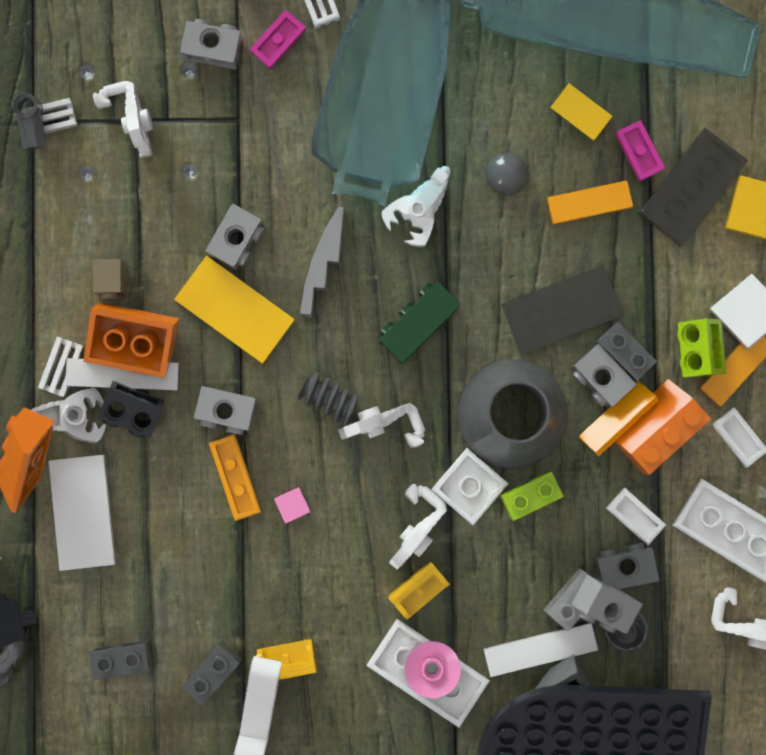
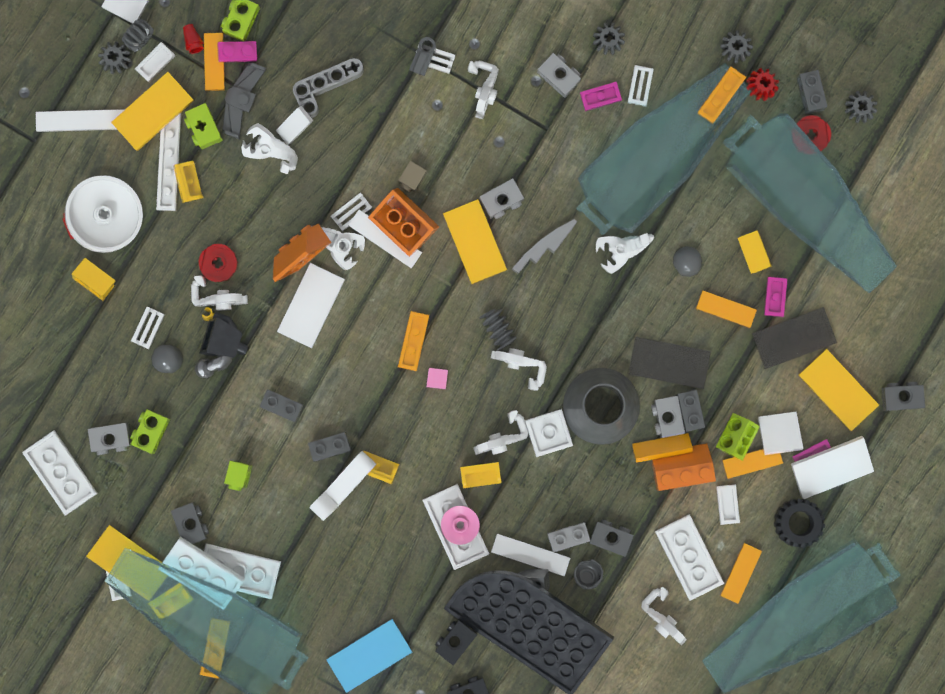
camera: 35 degrees right, 0 degrees up
(134, 403) = (382, 260): black brick -> none
(210, 402) = (429, 286): light grey brick -> none
(418, 321) = (579, 316): dark green brick -> none
(531, 495) = (581, 460): lime brick -> none
(606, 604) = (579, 541): light grey brick -> none
(635, 516) = (636, 512): white tile -> none

